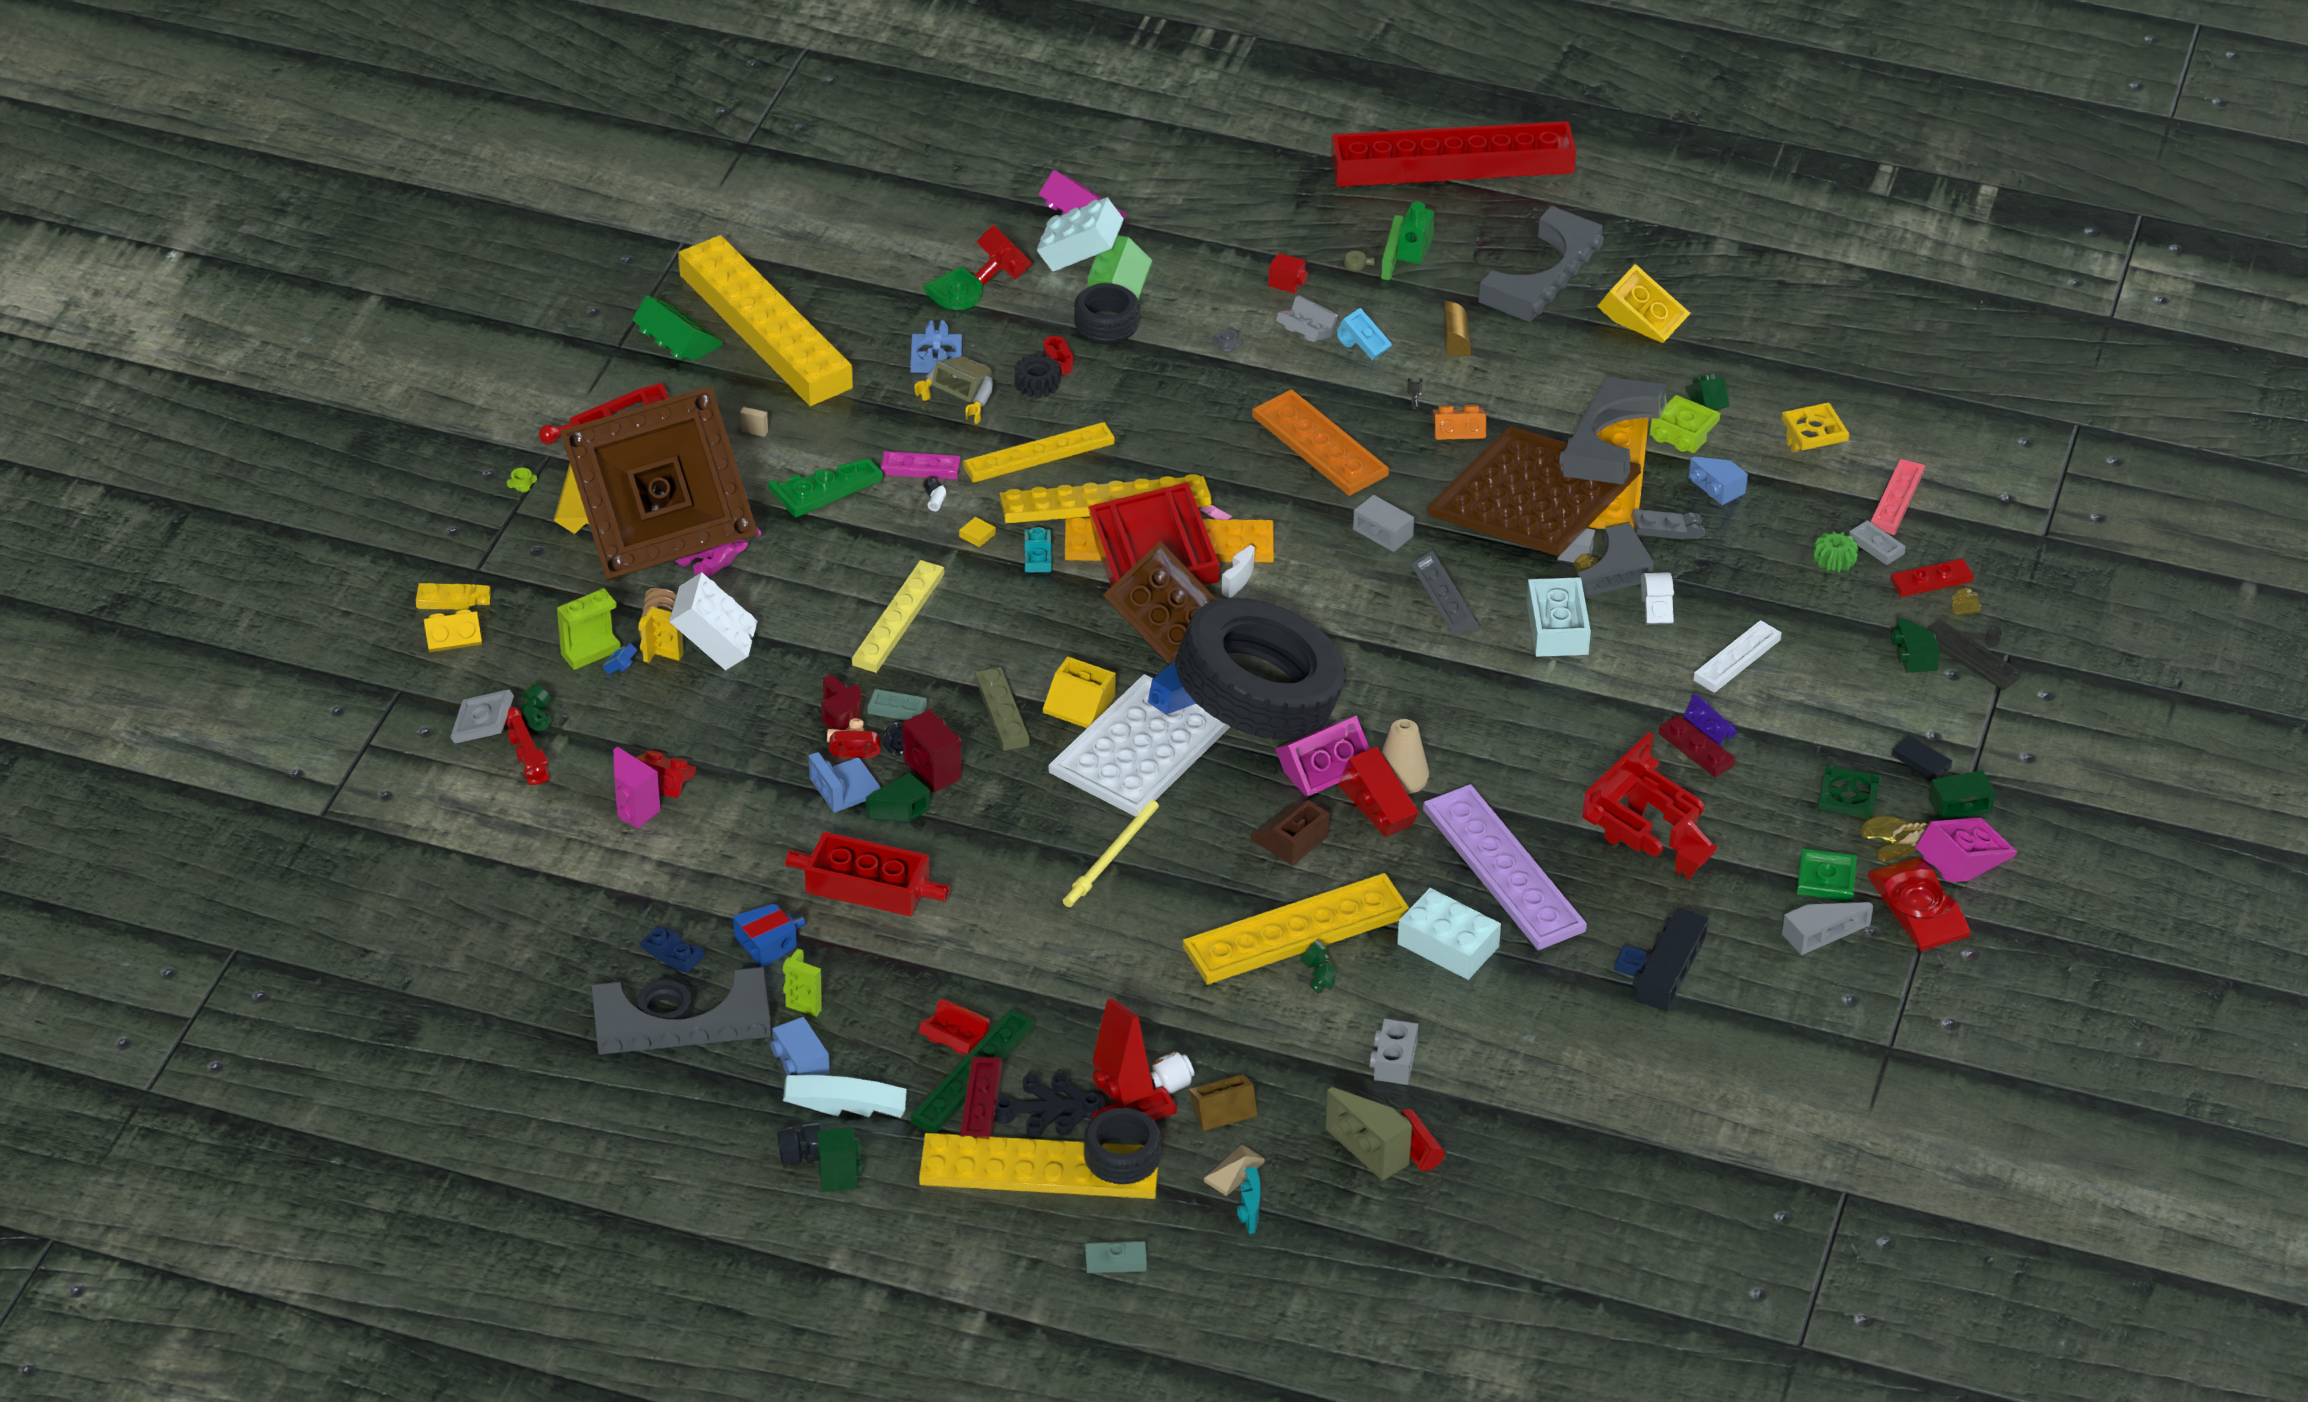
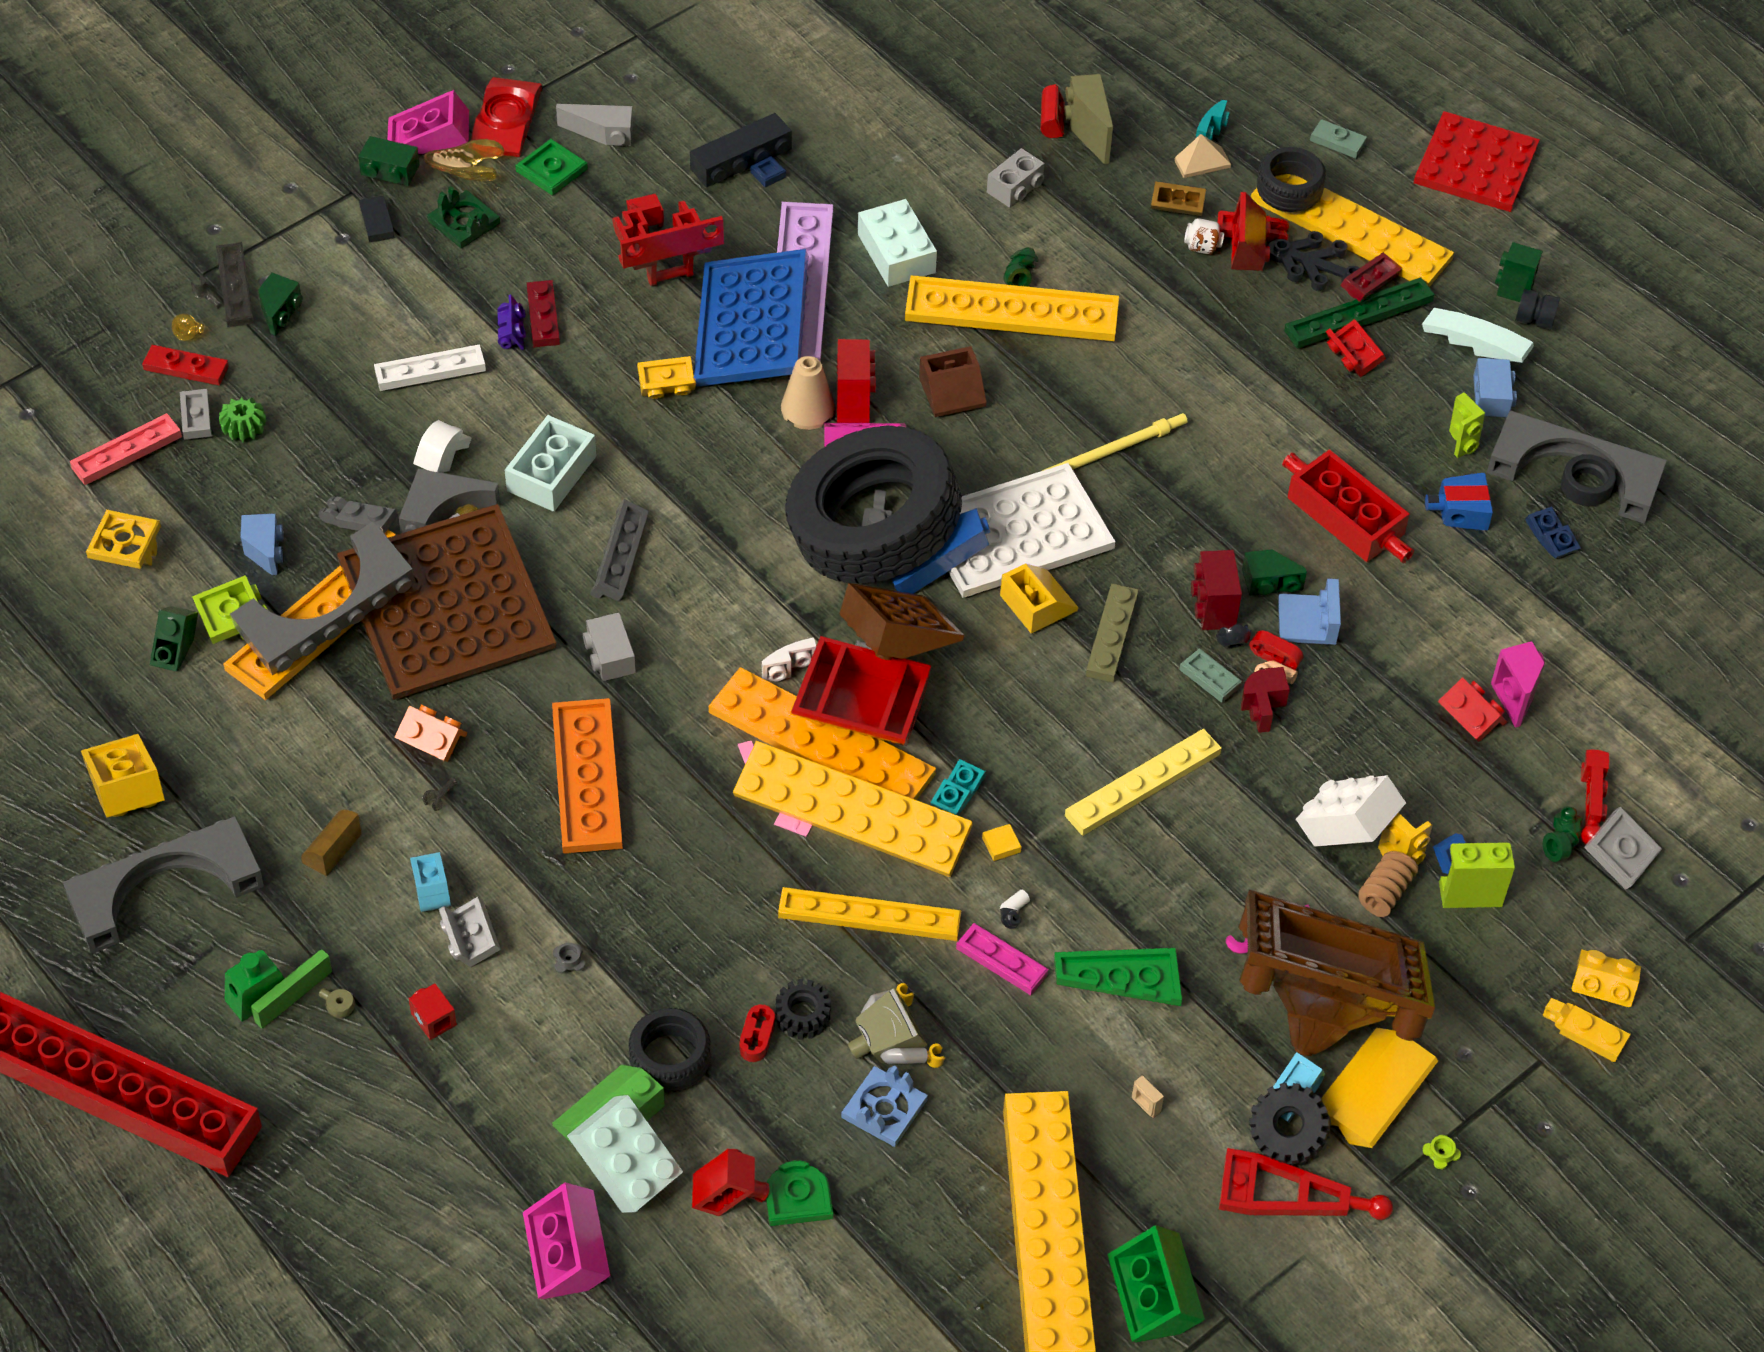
camera: 150 degrees left, 10 degrees up
(958, 1300) = (1476, 161): none -> red plate
(1511, 801) = (751, 317): none -> blue plate
(1535, 729) = (666, 377): none -> yellow bracket

